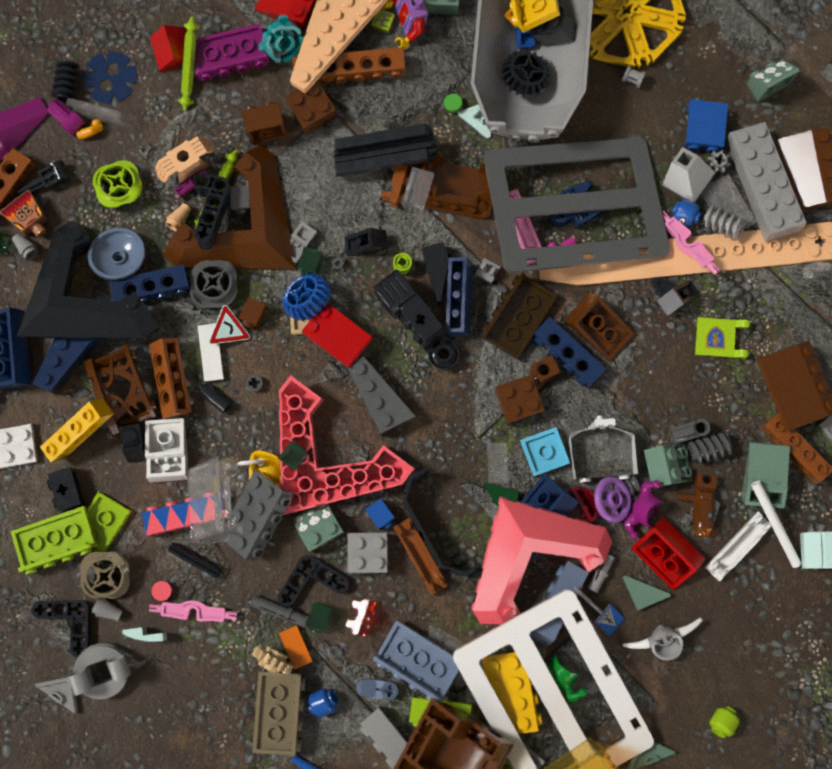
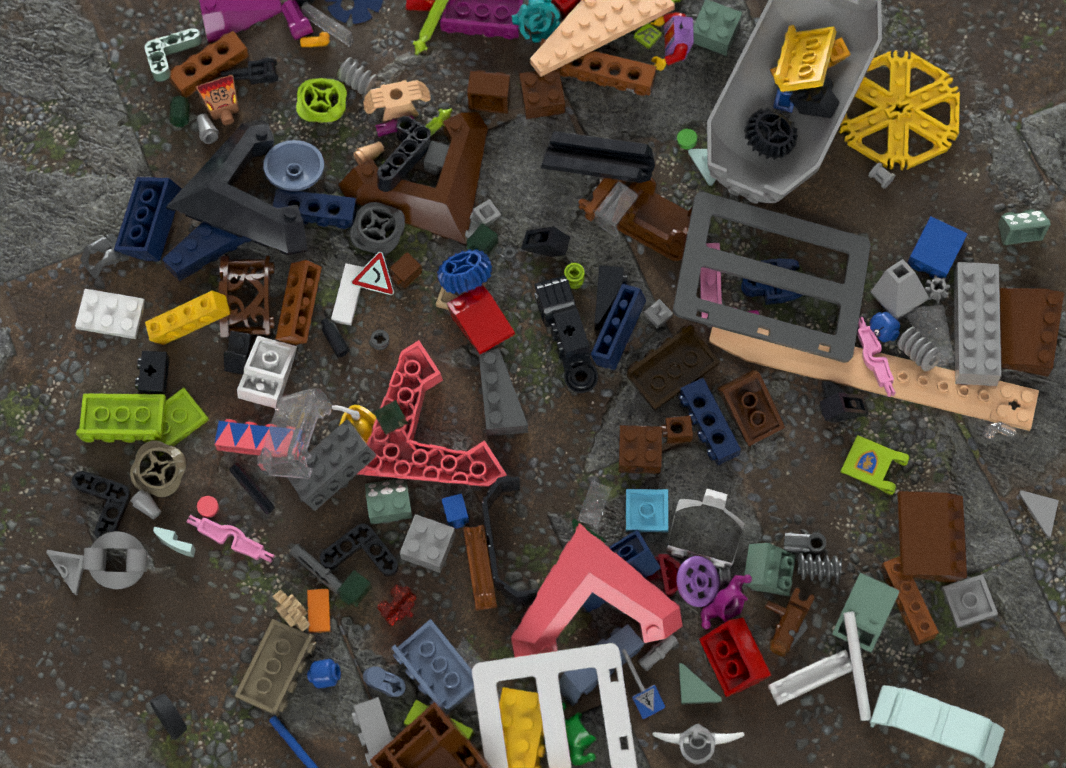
camera: 20 degrees right, 10 degrees down
(142, 152) = (357, 78): none -> light grey piece

